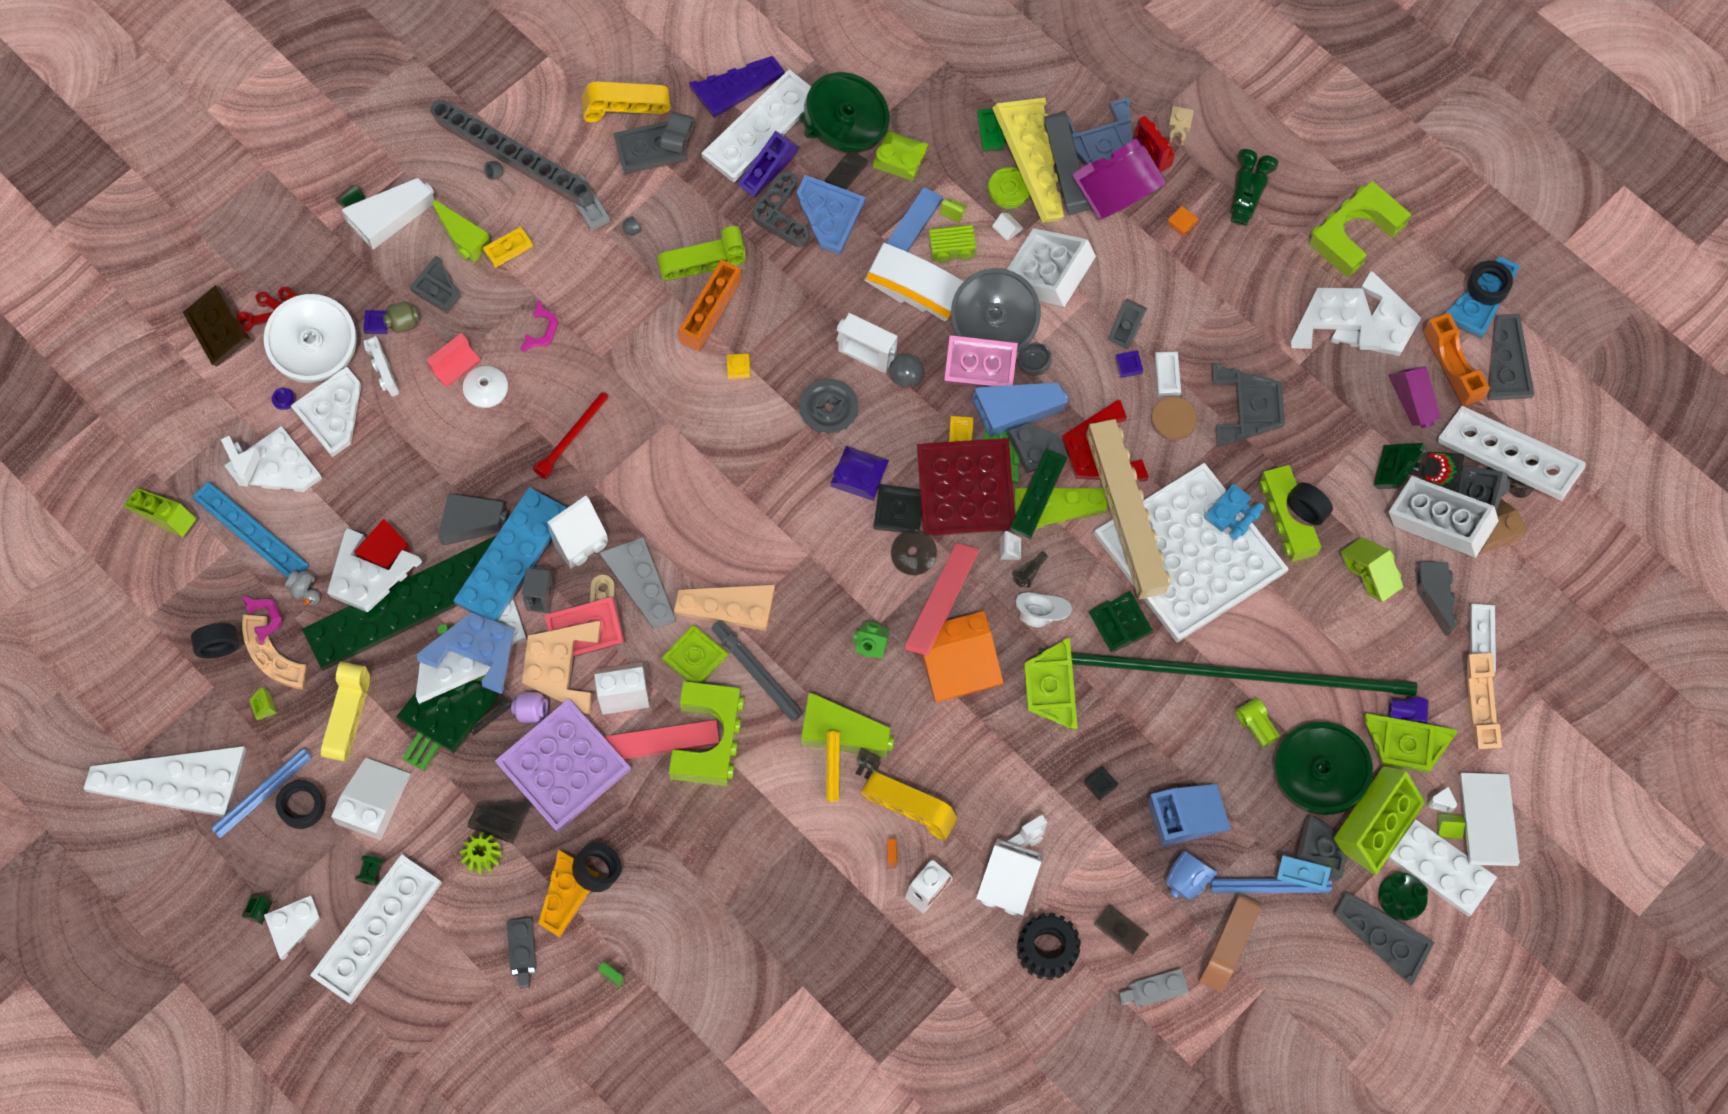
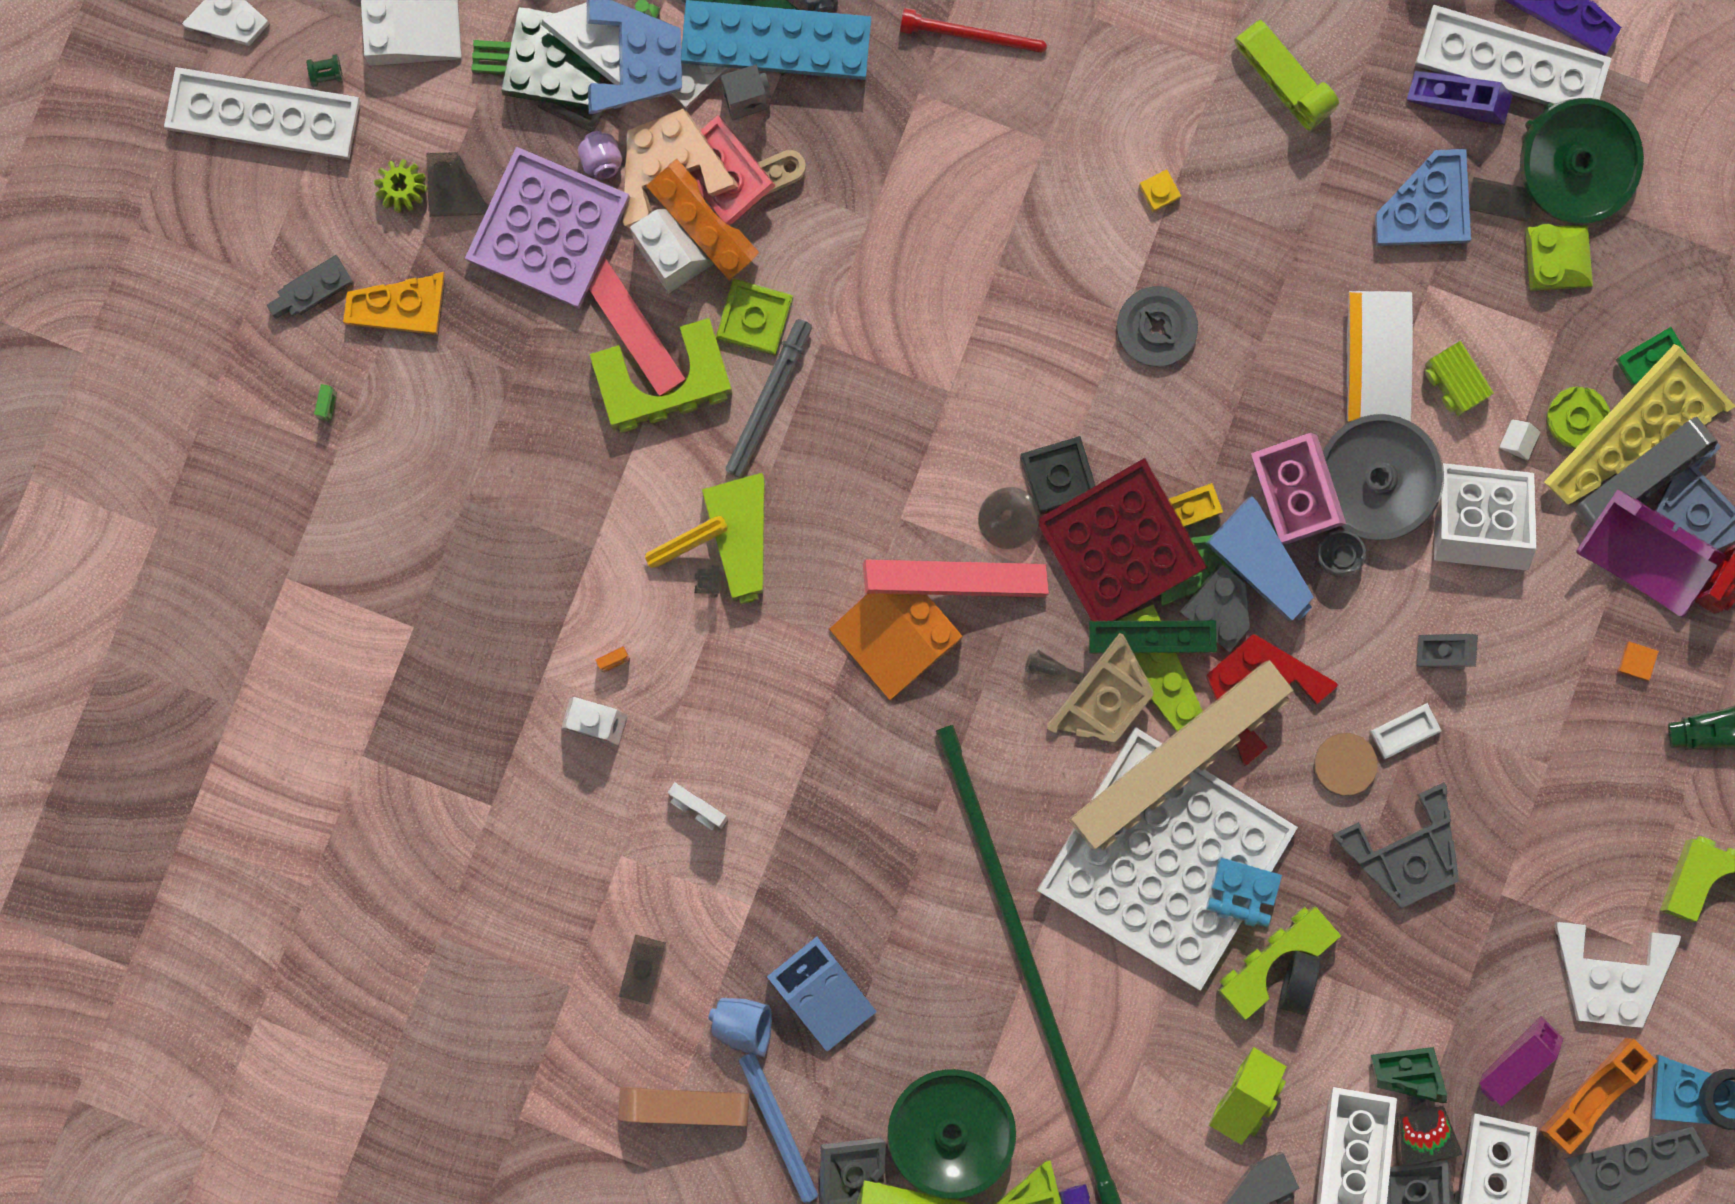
camera: 65 degrees right, 15 degrees up
(577, 533) = (835, 104): white slope -> none
(607, 855) = (464, 325): black tyre -> none
(612, 655) = (720, 242): none -> orange arch
(638, 576) = (823, 203): light grey wing -> none
(710, 305) = (1221, 117): orange brick -> none
(733, 605) = (840, 333): light nougat wing -> none
(774, 214) = (1390, 139): dark grey beam -> none
(859, 473) = (1086, 404): dark purple slope -> none
(866, 342) = (1259, 334): white window -> none
(871, 639) = (867, 517): bright green brick -> none
(906, 370) = (1251, 401): dark grey hair -> none
(911, 803) = (680, 654): yellow beam -> none
(915, 220) = (1467, 317): medium blue tile -> none
(953, 209) = (1512, 359): lime slope -> none
(1009, 877) = (641, 810): white brick -> none
(1010, 546) = (1072, 633): white slope -> none
(1041, 609) = (1003, 706): white piece -> none
(1051, 685) = (910, 759): lime wing -> none
(1052, 926) = (553, 899): black tyre -> none
(1065, 541) = (1106, 697): none -> tan wing
(1101, 783) = (815, 871): pearl dark grey tile -> none
(1121, 622) = (1035, 810): dark green slope -> none
(1129, 364) = (1393, 676): dark purple plate -> none
(1155, 989) = (589, 1039): light grey hinge -> none
(1255, 718) = (982, 1026): lime piece -> none
(1304, 872) = (805, 1160): dark azure plate -> none
(1337, 310) = (1599, 913): white wing -> none

